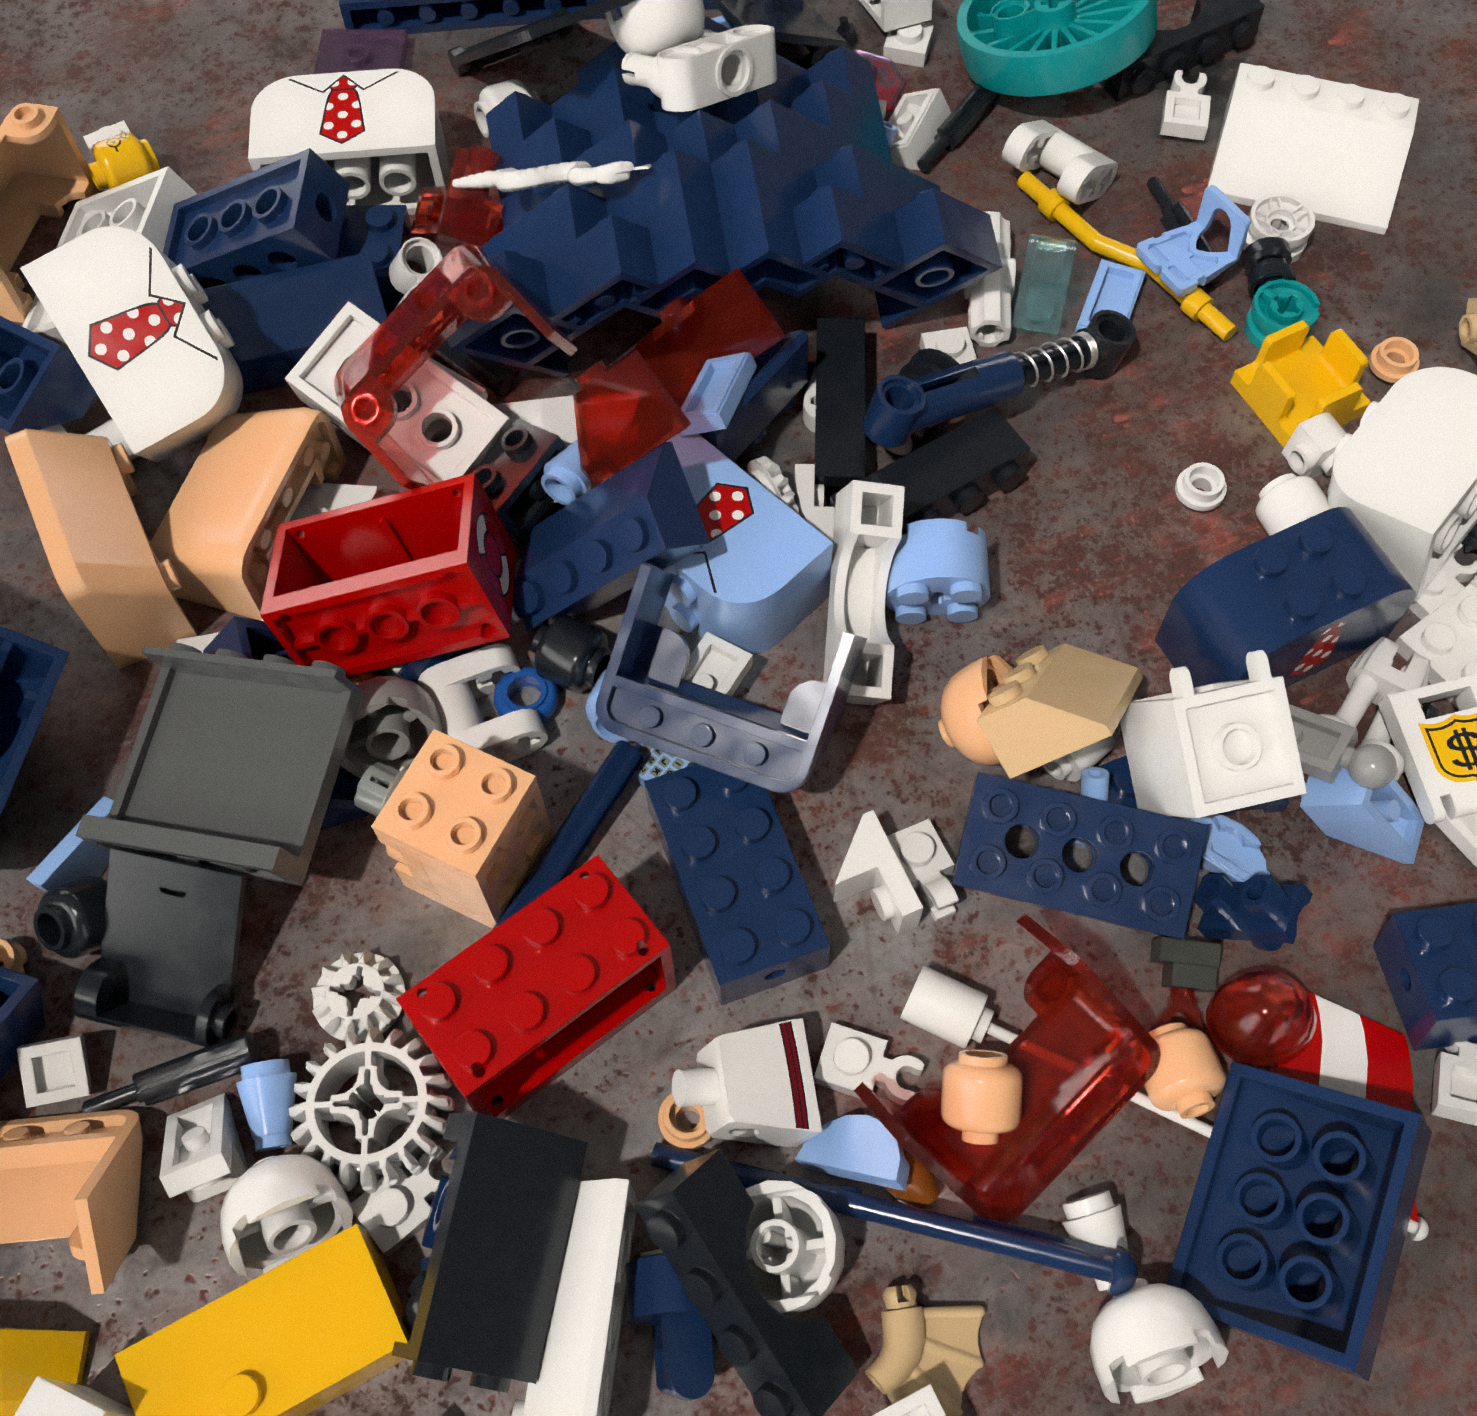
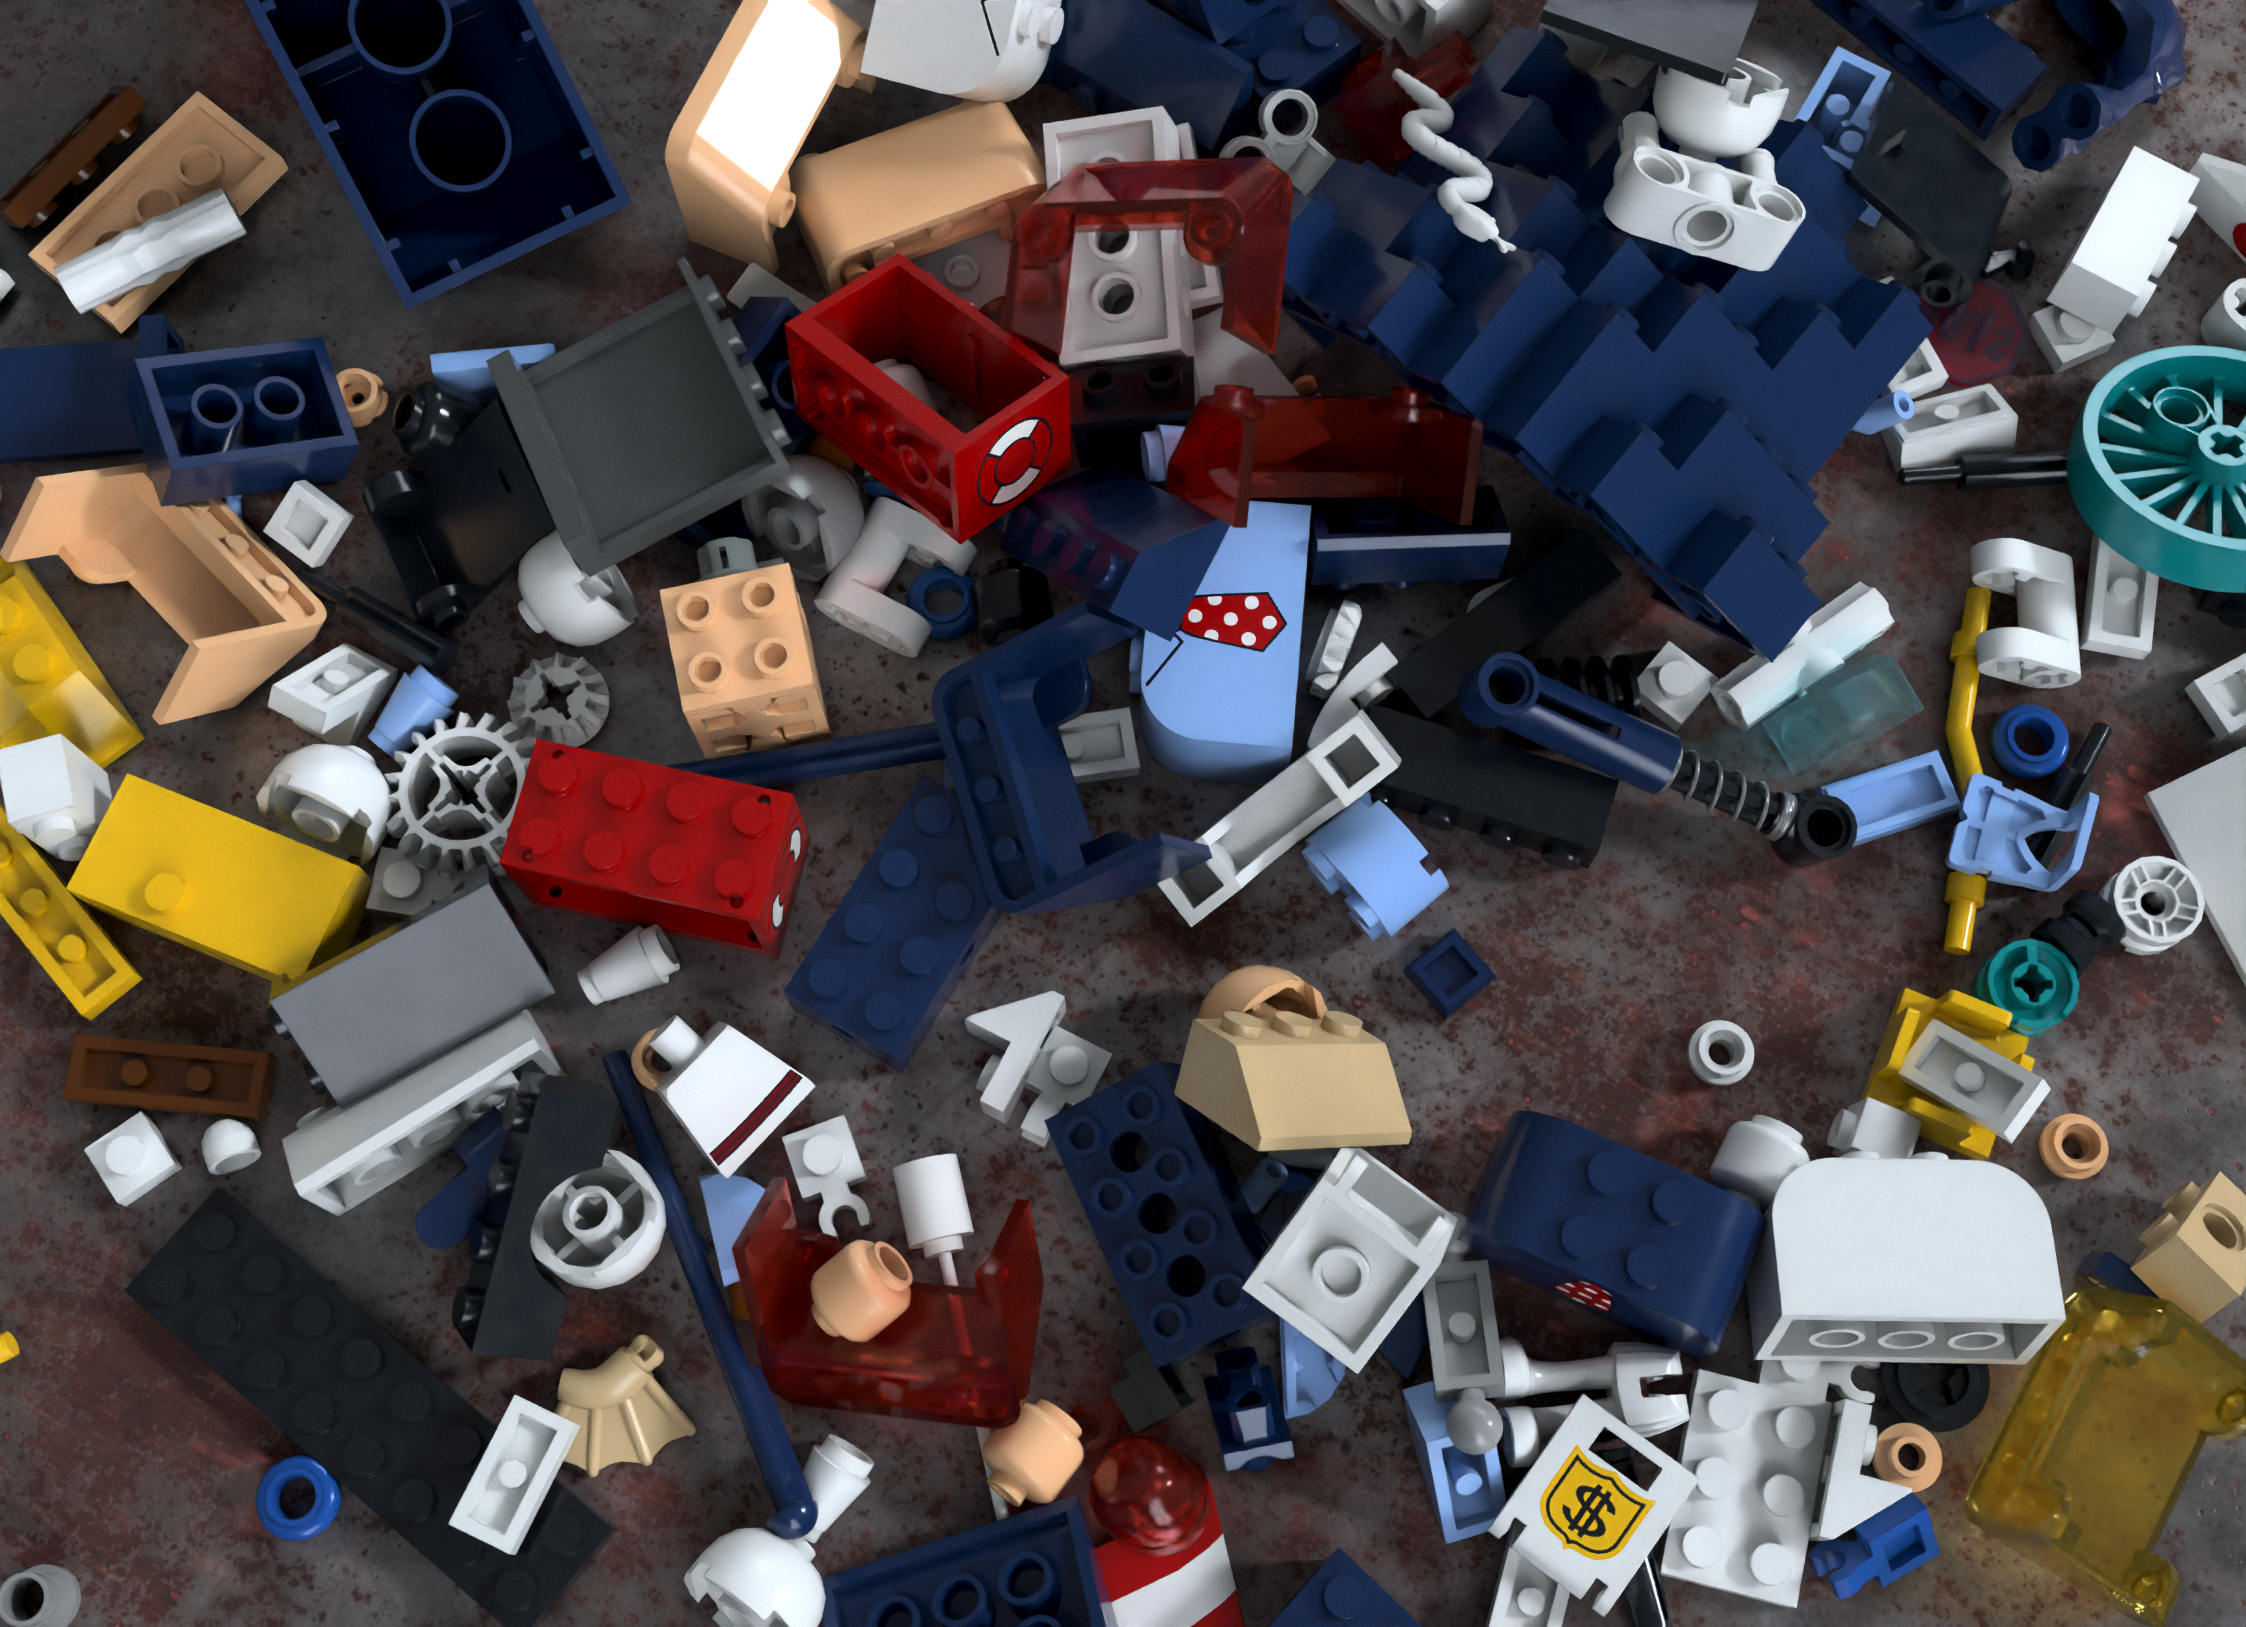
camera: 50 degrees right, 10 degrees up
(292, 920) = (567, 600): none -> white cylinder
(599, 1089) = (631, 965): none -> white cone
(717, 392) = (1362, 512): light blue tile -> none
(1032, 593) = (1449, 974): none -> dark blue tile
(1083, 119) = (2118, 604): none -> white plate
(1130, 230) = (2044, 723): none -> blue piece
(1333, 362) = (1973, 1080): none -> white plate

